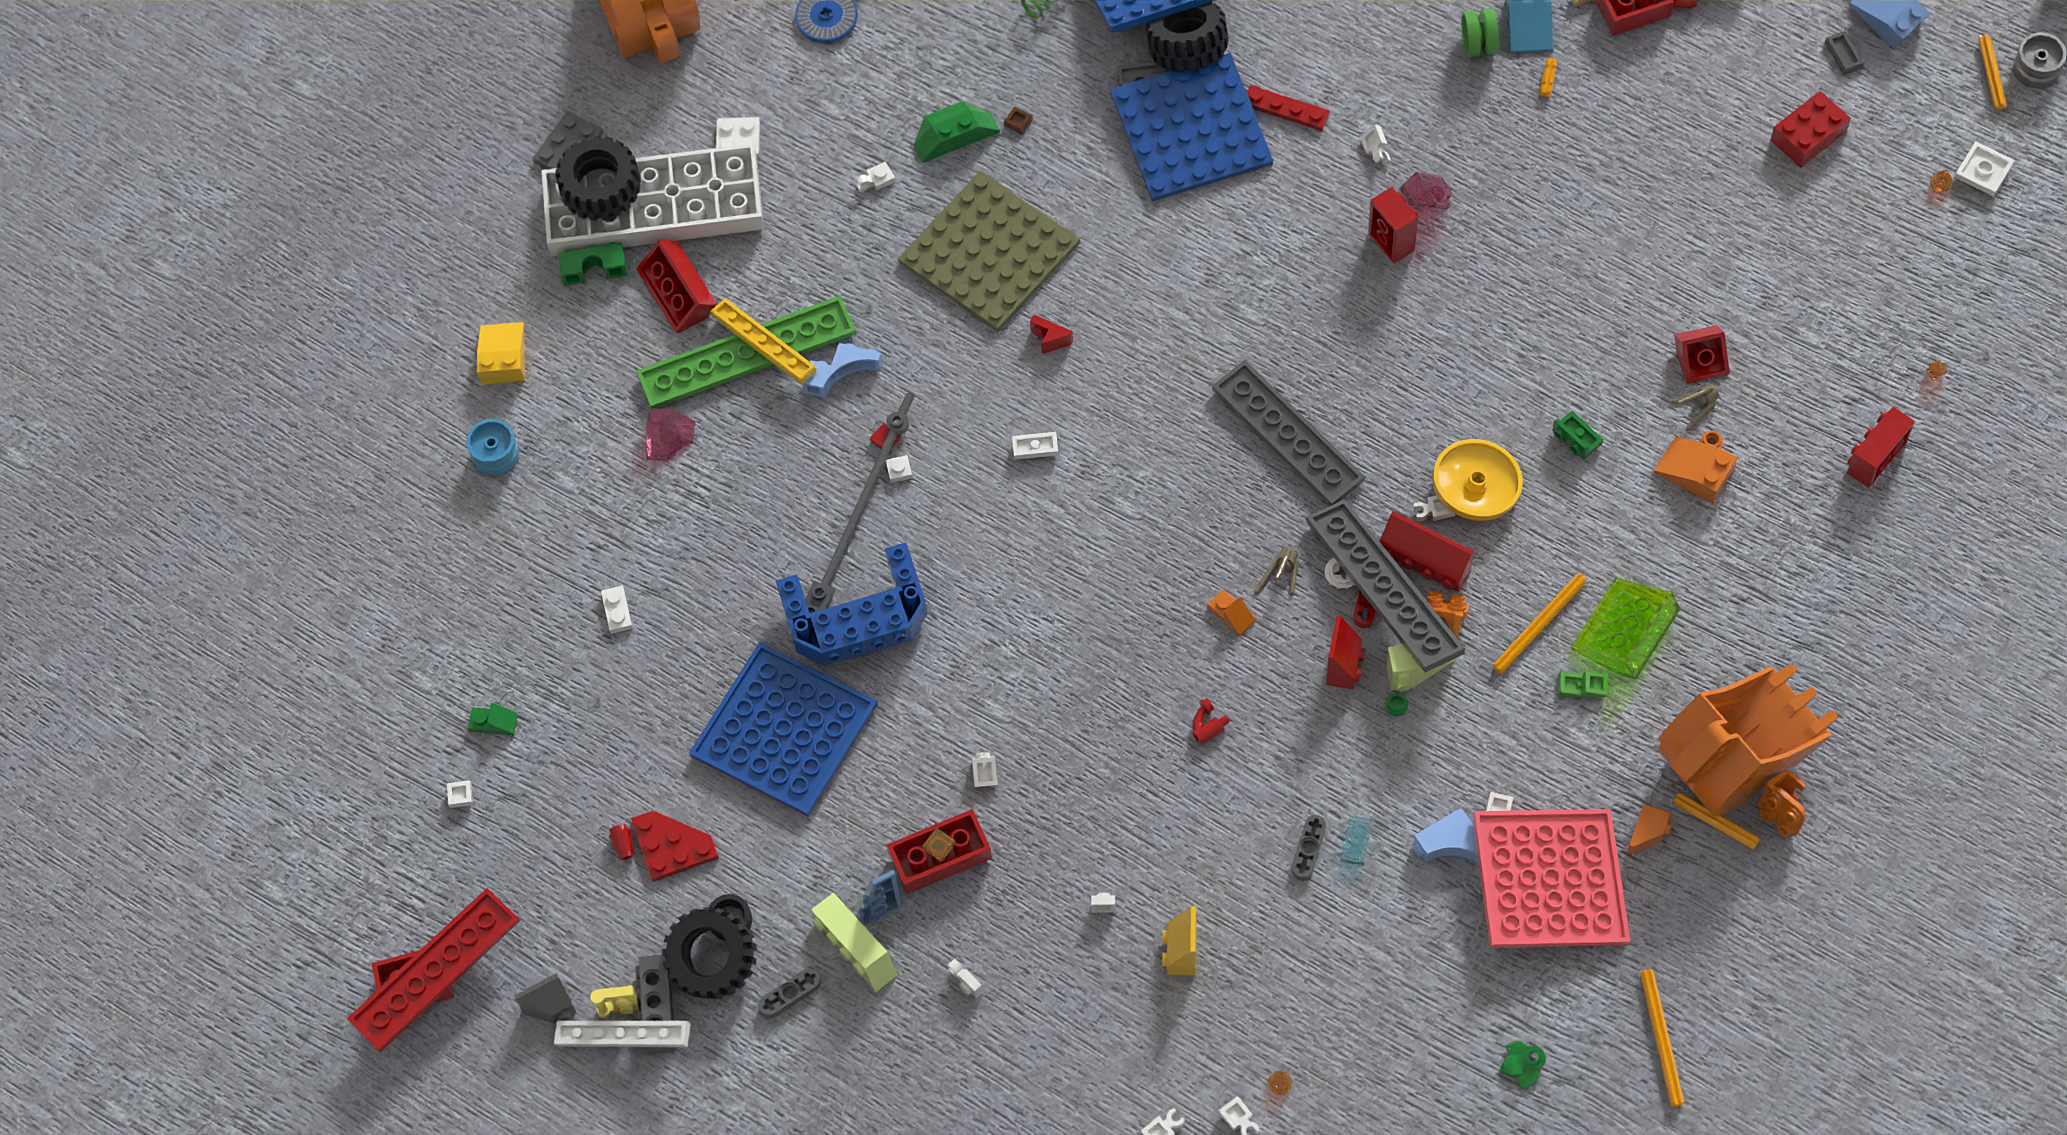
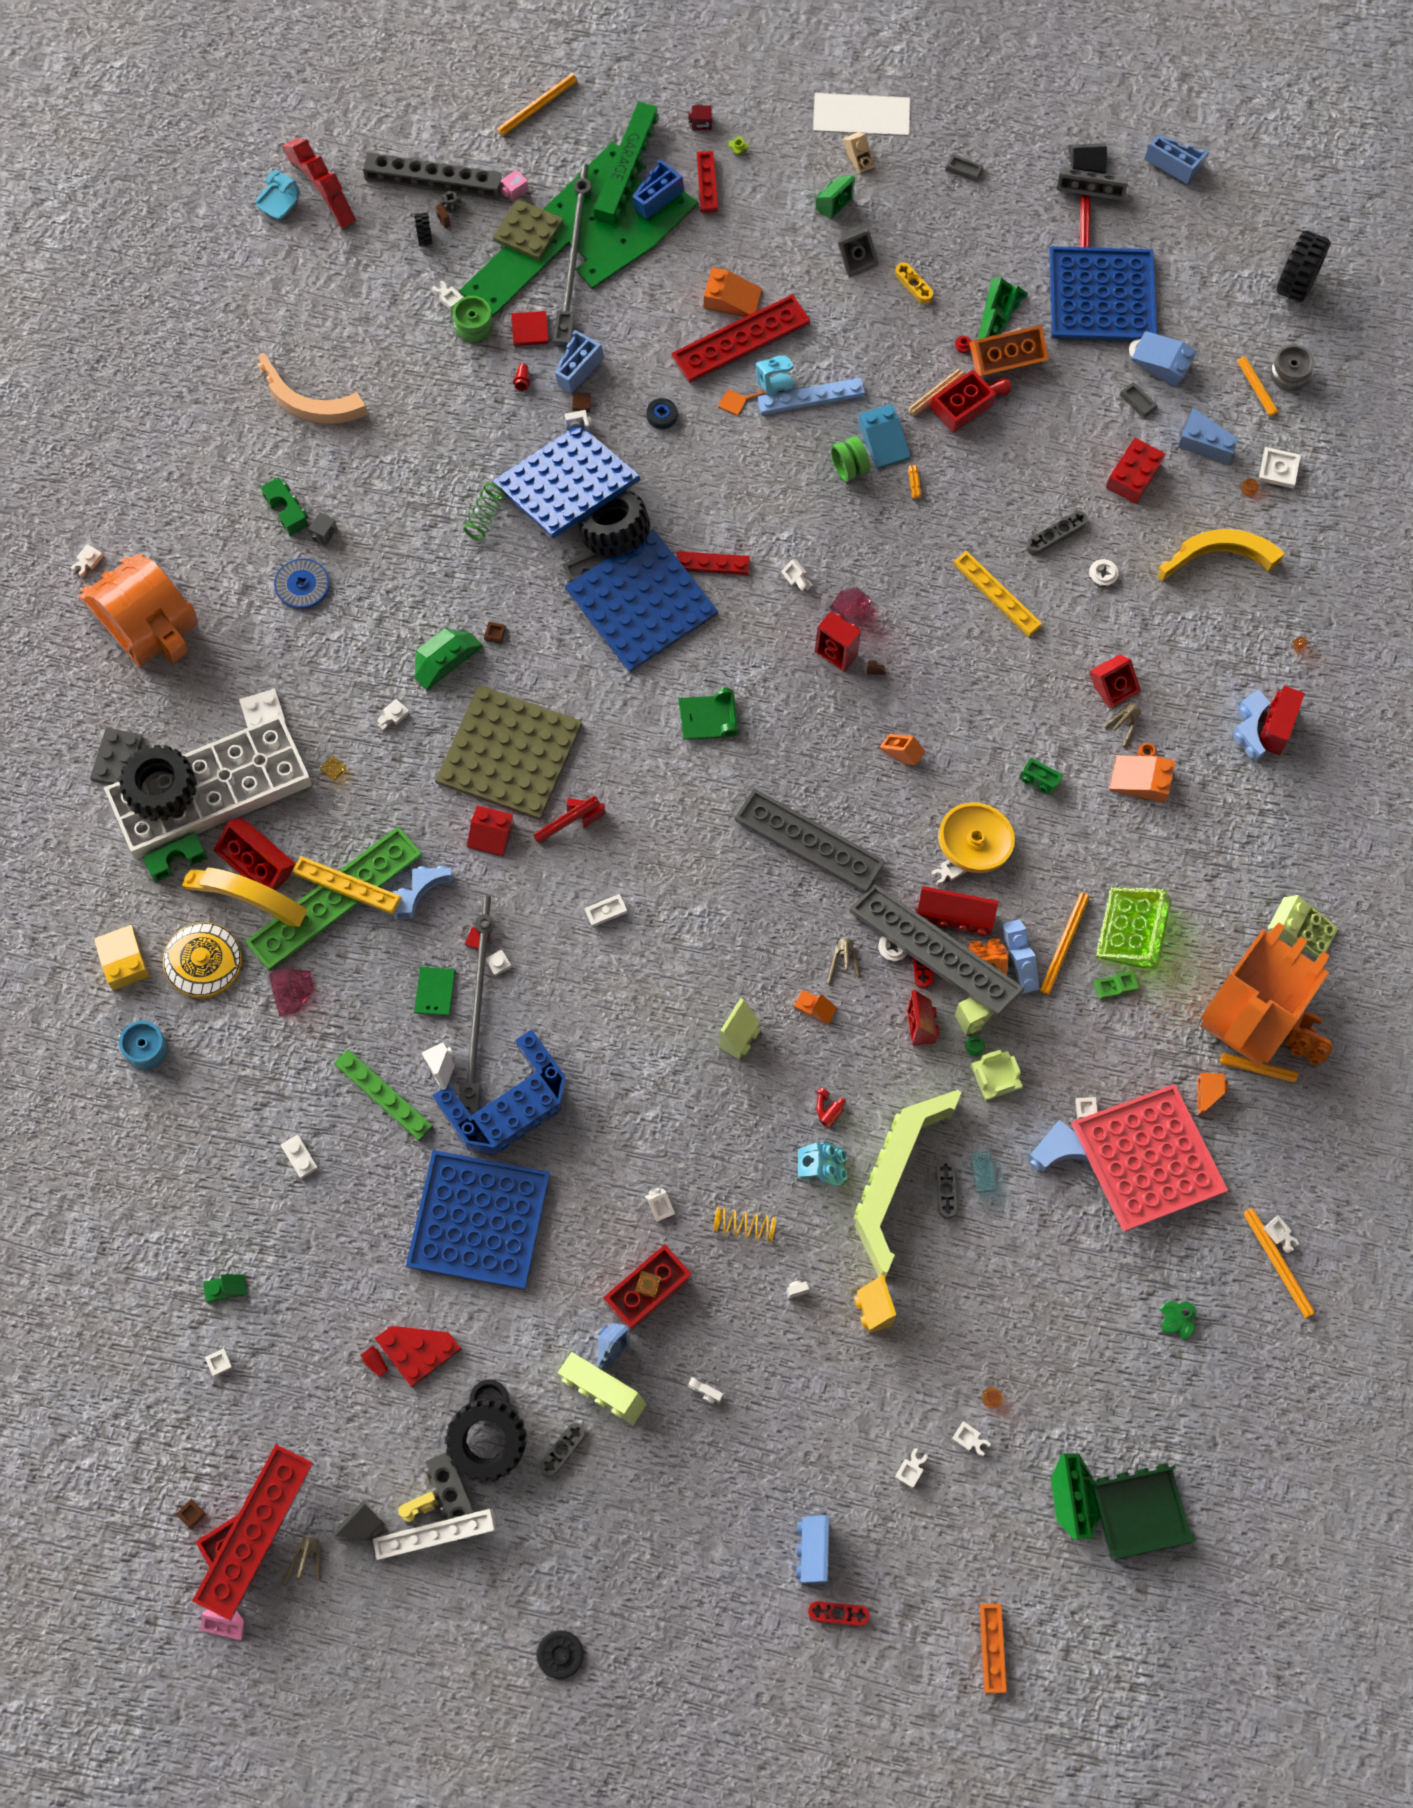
camera: 25 degrees left, 5 degrees up
(371, 1060) = (220, 1626): none -> bright pink slope
(378, 938) = (190, 1513): none -> reddish brown tile
(486, 1010) = (306, 1548): none -> dark tan plant
(585, 379) = (202, 960): none -> dish
(656, 317) = (247, 891): none -> yellow arch
(727, 571) = (383, 1095): none -> bright green plate
(792, 217) = (333, 768): none -> clear yellow tile
(797, 553) = (440, 1063): none -> white slope
(820, 479) = (434, 991): none -> green container
(938, 327) = (490, 830): none -> red slope
(1024, 336) = (566, 819): none -> red axle
(1092, 841) = (718, 1218): none -> yellow piece
(1134, 609) = (739, 1030): none -> yellowish green slope
(1181, 776) = (827, 1163): none -> medium azure piece
(1223, 270) = (710, 716): none -> green door
(1254, 802) = (890, 1168): none -> yellowish green slope
(1410, 741) = (997, 1074): none -> yellowish green panel
(1428, 268) = (875, 669): none -> reddish brown tile
(1429, 363) = (903, 748): none -> orange slope
(1482, 622) = (1022, 956): none -> light blue arch
(1600, 224) = (997, 594): none -> yellow tile
(1675, 1004) = (1280, 1233): none -> white plate
(1694, 177) = (1056, 532): none -> dark grey beam
(1730, 224) = (1097, 568): none -> white gear
(1828, 675) = (1306, 922): none -> yellowish green slope
(1852, 428) = (1246, 732): none -> light blue arch
(1885, 232) = (1224, 540): none -> yellow arch
(1908, 114) = (1207, 438): none -> medium blue wedge

